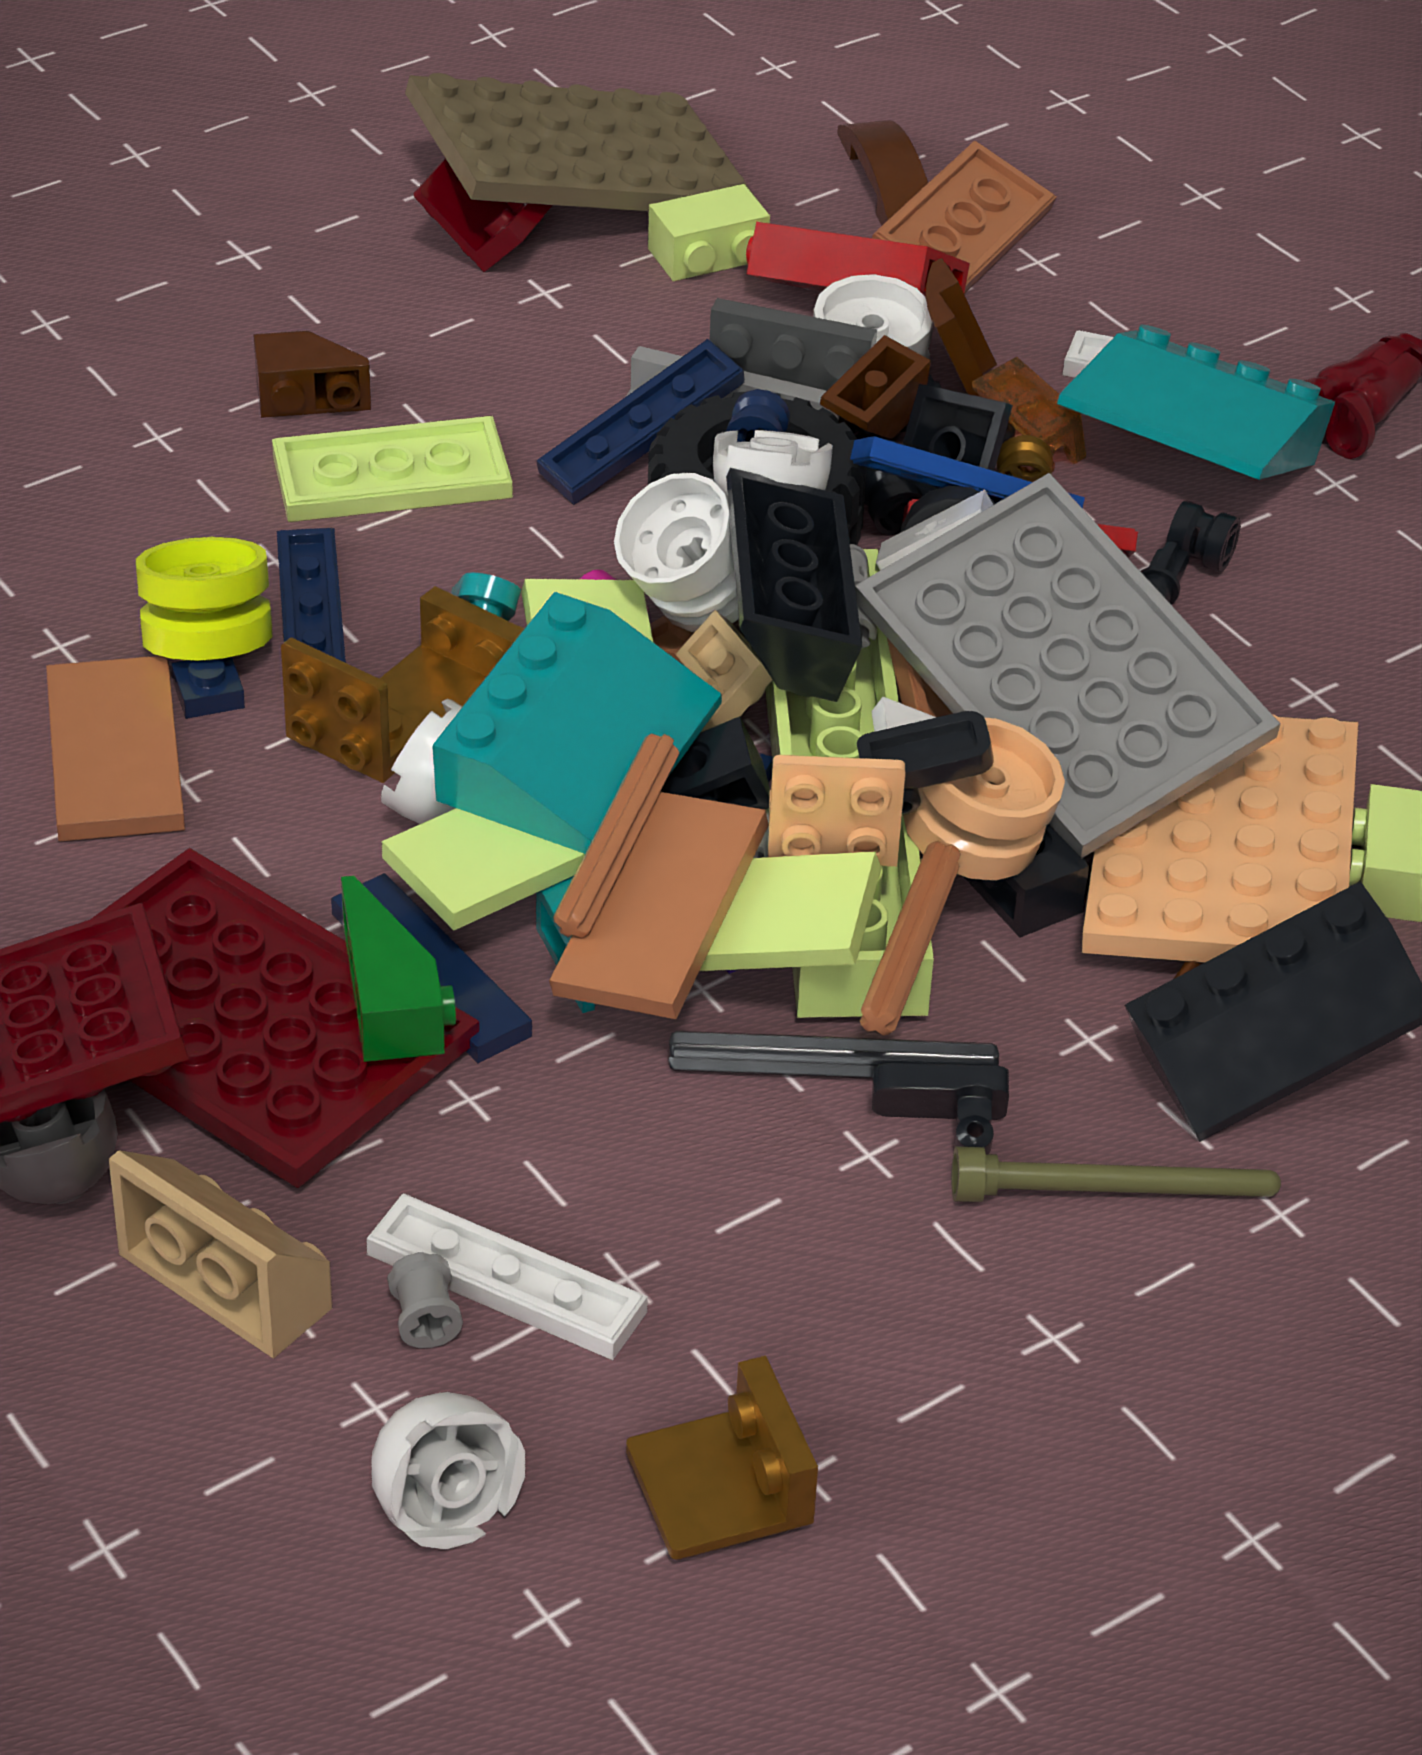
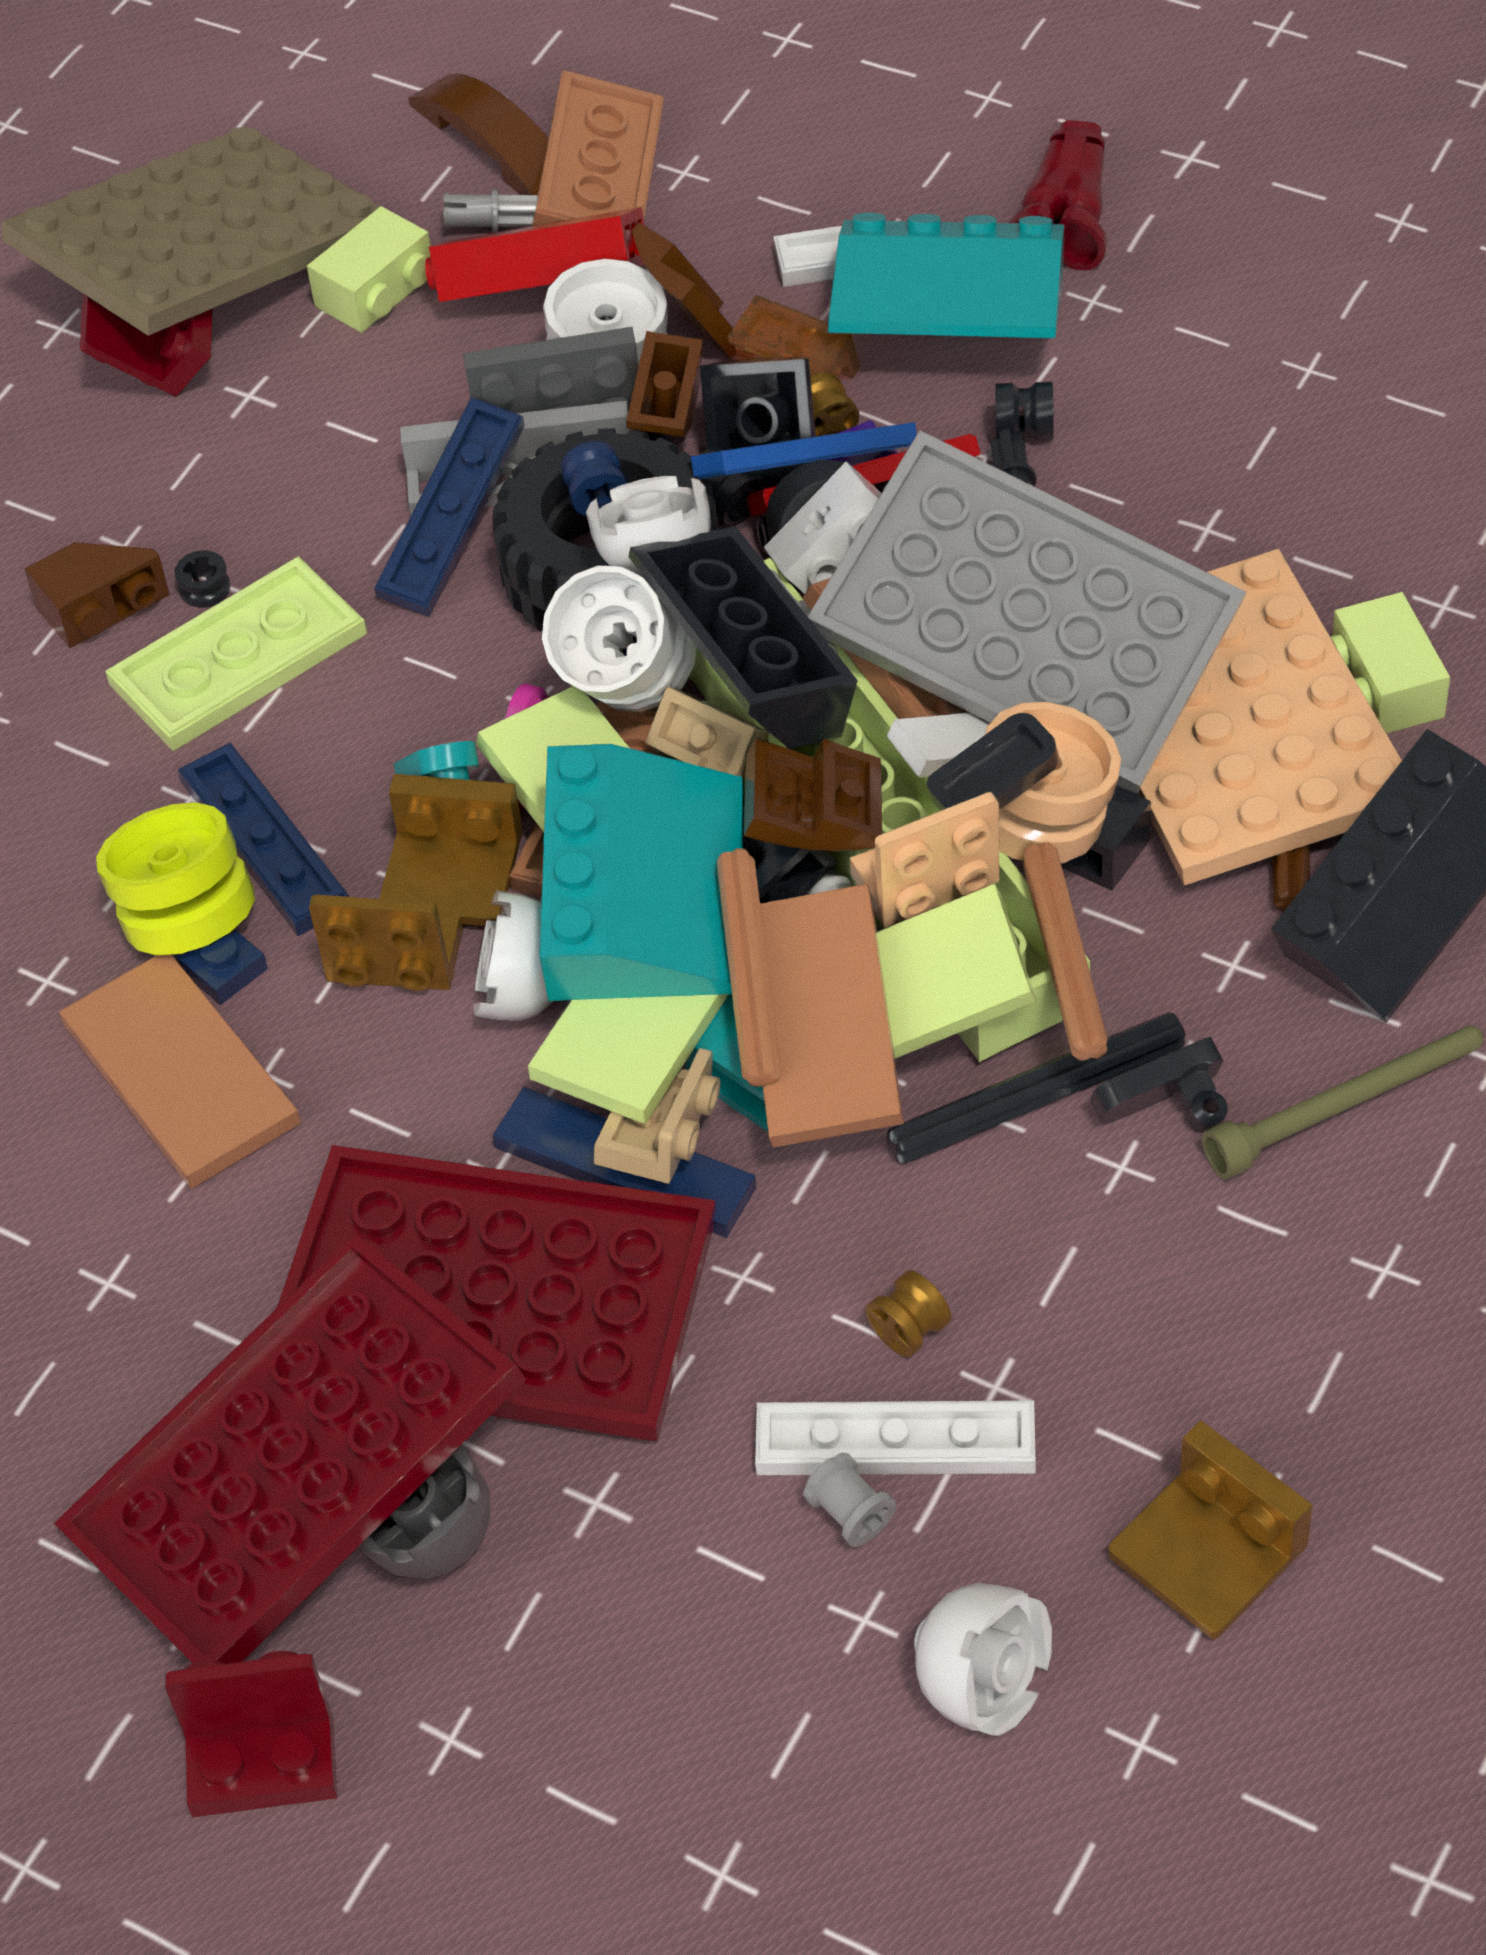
camera: 20 degrees left, 10 degrees up
(217, 1251) = (643, 1543): tan slope -> none
(393, 981) = (621, 1199): green slope -> none
(402, 403) = (198, 565): none -> black bush
(483, 940) = (670, 1132): none -> tan bracket
(583, 1178) = (908, 1313): none -> pearl gold wheel
(757, 721) = (814, 800): none -> reddish brown slope
(832, 219) = (489, 210): none -> light grey axle

